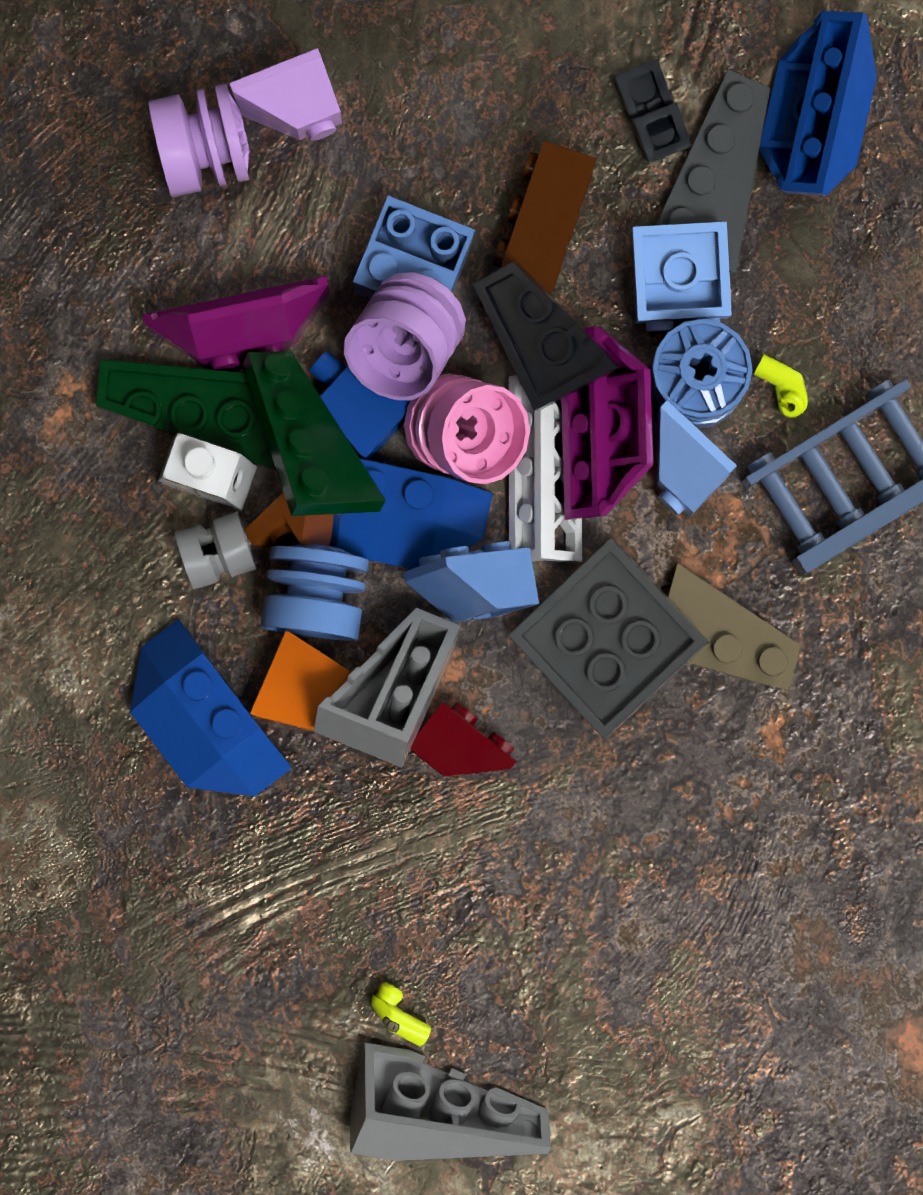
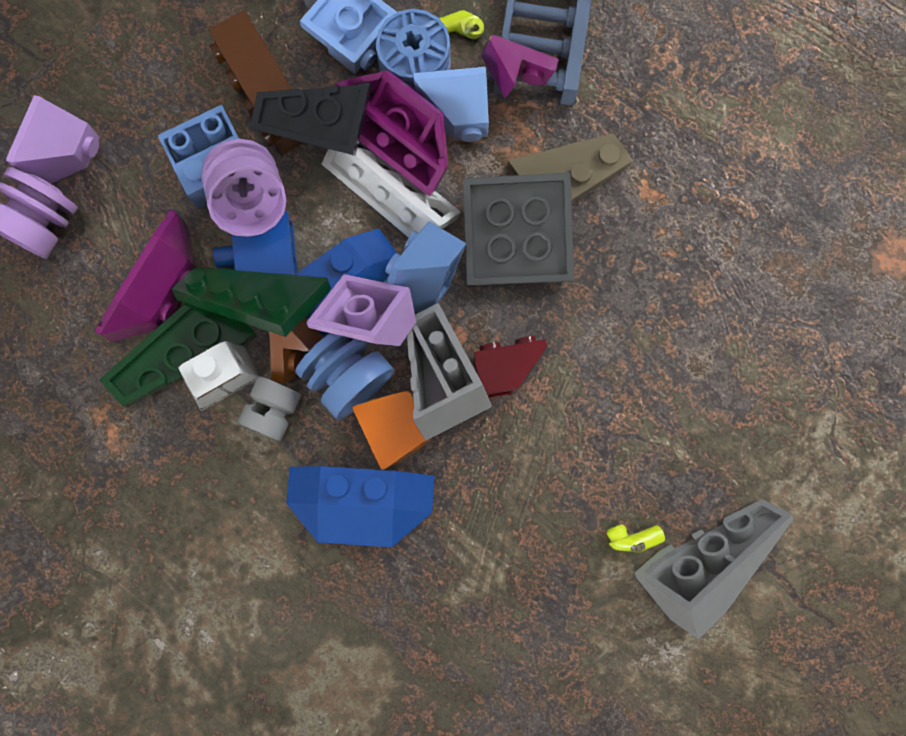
camera: 45 degrees left, 5 degrees down
(383, 568) = (366, 311): none -> lavender slope
(468, 429) = (329, 201): bright pink wheel -> none
(770, 478) = (510, 59): none -> magenta slope

